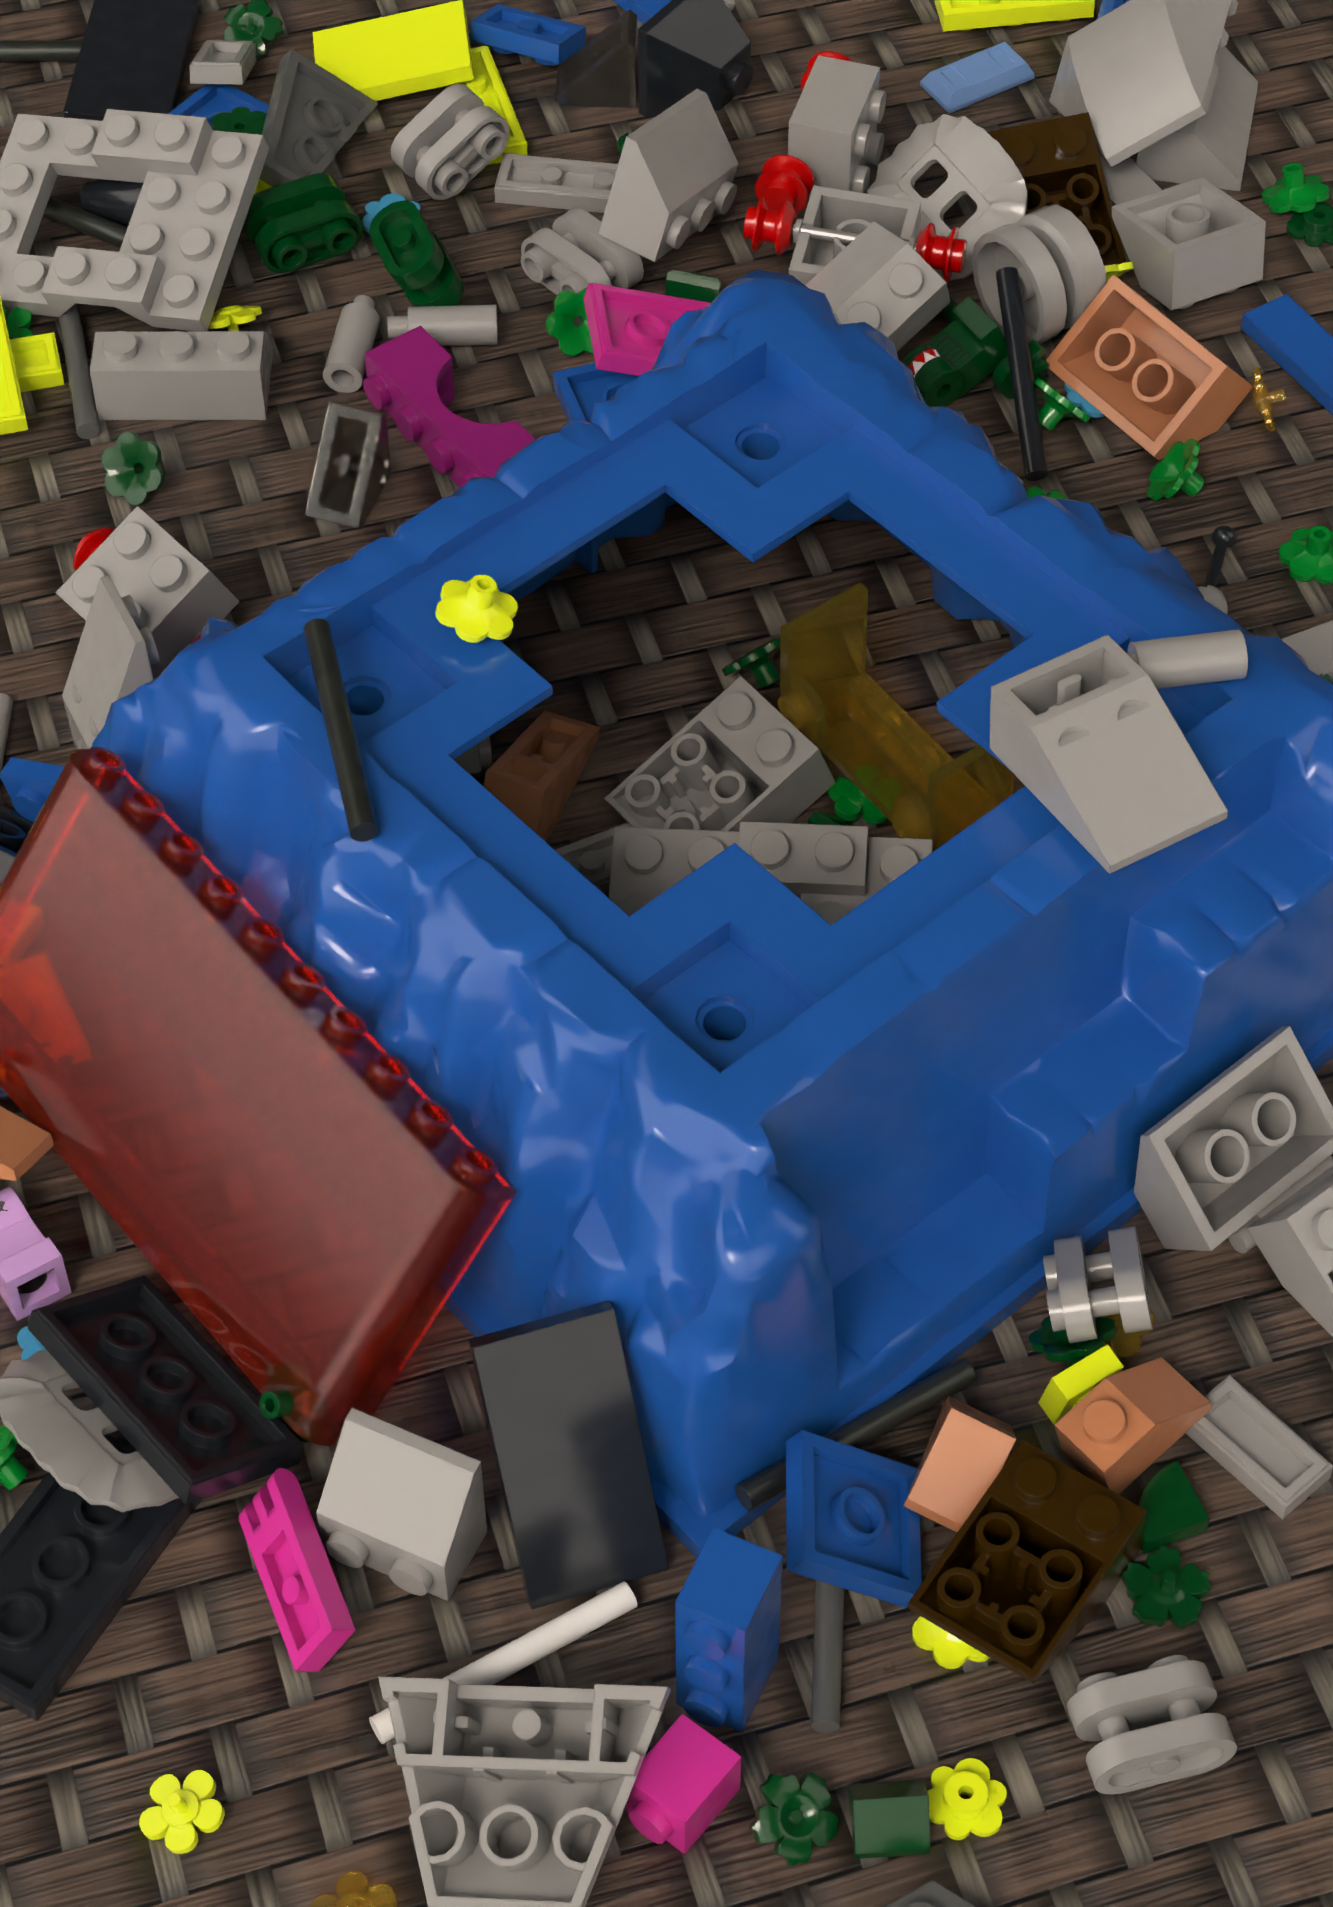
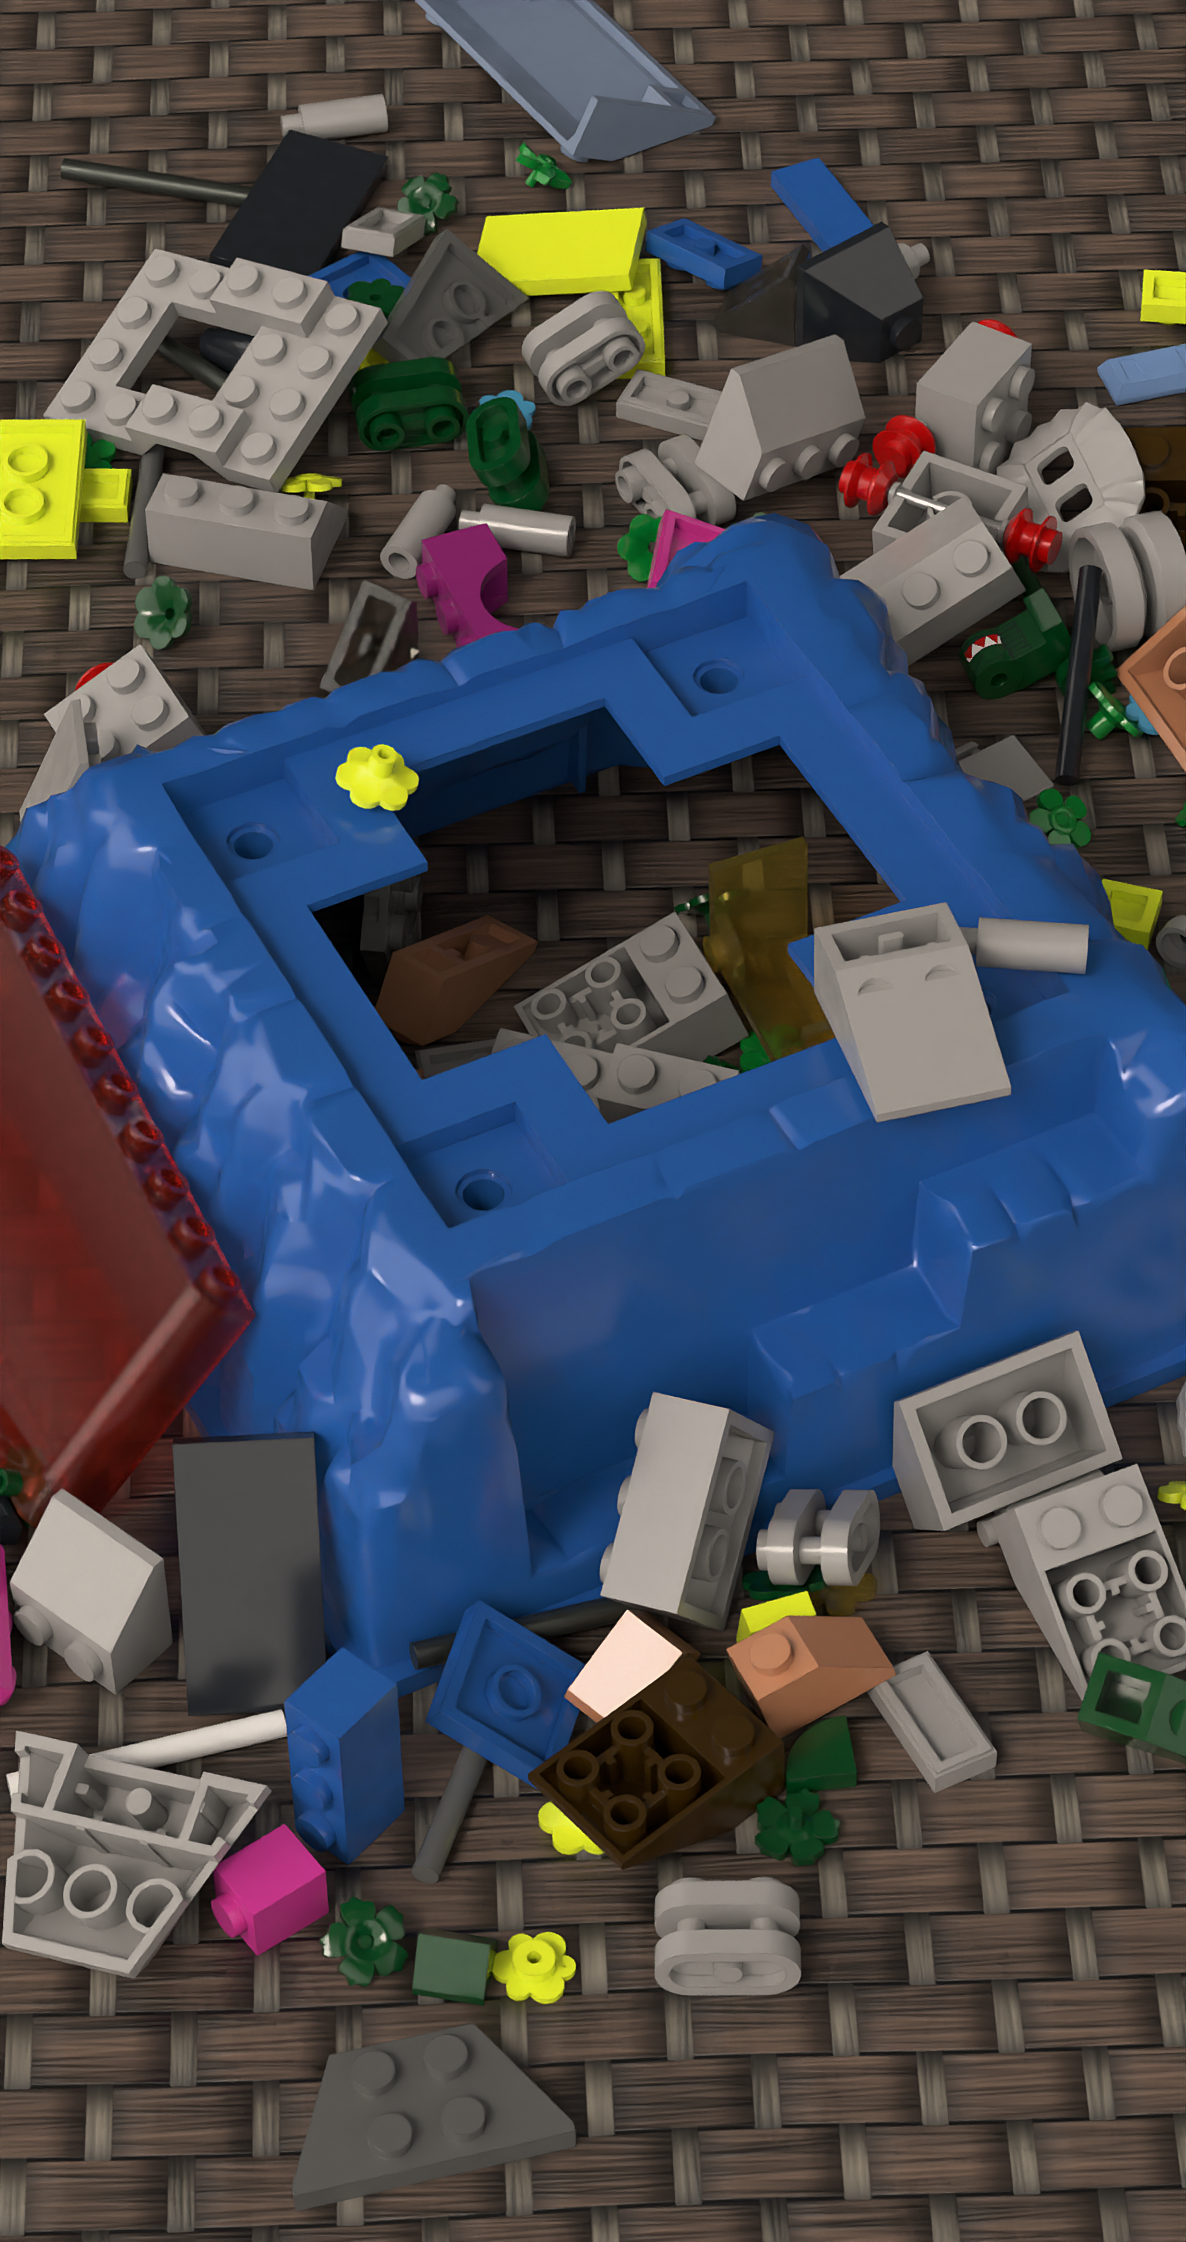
camera: 15 degrees right, 5 degrees down
(340, 731) = (207, 861): pearl dark grey bar -> none
(970, 1293) = (686, 1511): none -> light grey slope

